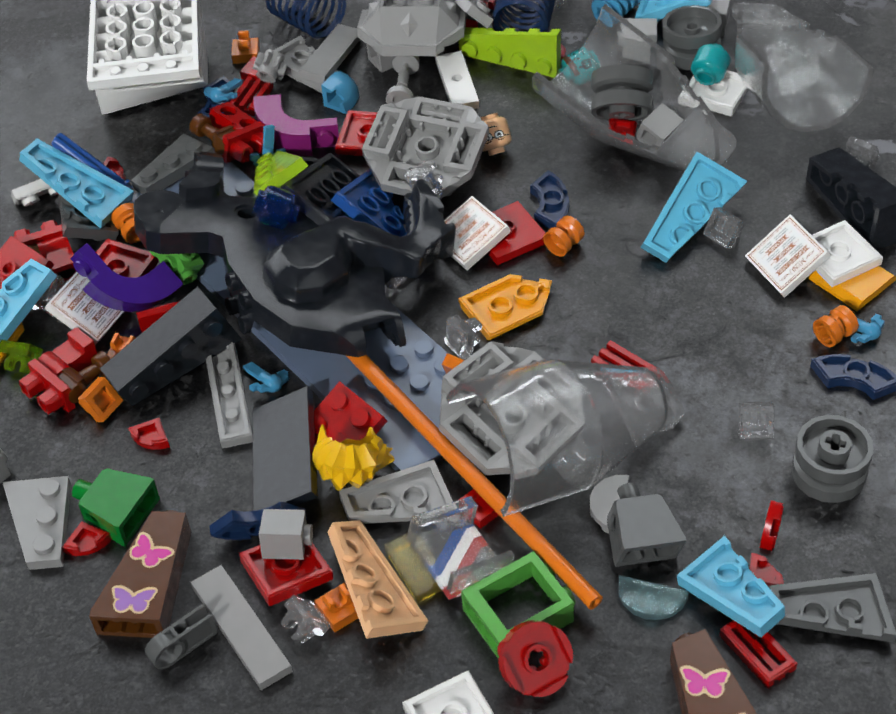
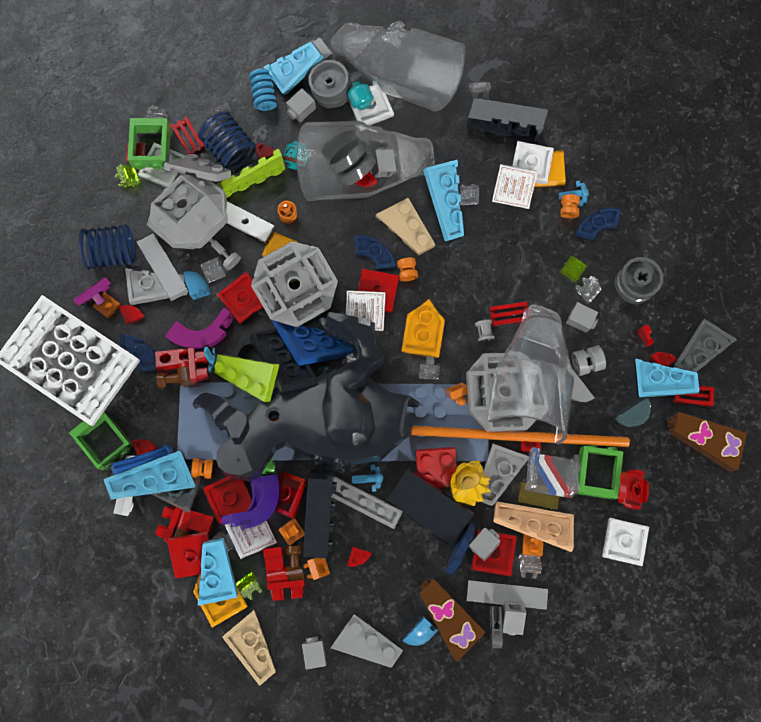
camera: 55 degrees left, 30 degrees up
(86, 540) = (398, 630): red tile -> none
(98, 559) = (420, 633): none -> dark azure brick
(108, 116) = (84, 428): none -> bright green window
(116, 502) = (391, 604): green torso -> none
(169, 165) = (174, 414): dark grey wing -> none
(209, 645) = (513, 618): none -> light grey brick
(222, 93) = (139, 350): dark azure piece -> none
(244, 17) = (93, 292): none -> magenta hinge
(247, 91) = (144, 320): red tile -> none
(270, 66) = (145, 307): light grey gear -> none
(275, 207) = (291, 401): clear blue head -> none
(372, 94) = (213, 270): none -> clear tile
(425, 172) = (325, 307): clear tile -> none
(498, 134) = (307, 237): light nougat head -> none
(507, 101) = (287, 208): none -> orange wheel
(577, 350) = (484, 330): none -> light grey bush
(618, 207) = (407, 225): none -> tan wing
(642, 528) = (607, 390): torso -> none
(656, 478) = (594, 357): none -> light grey wheel
(708, 437) = (582, 318): none -> light grey brick
(764, 388) = (573, 268): none -> clear neon green tile

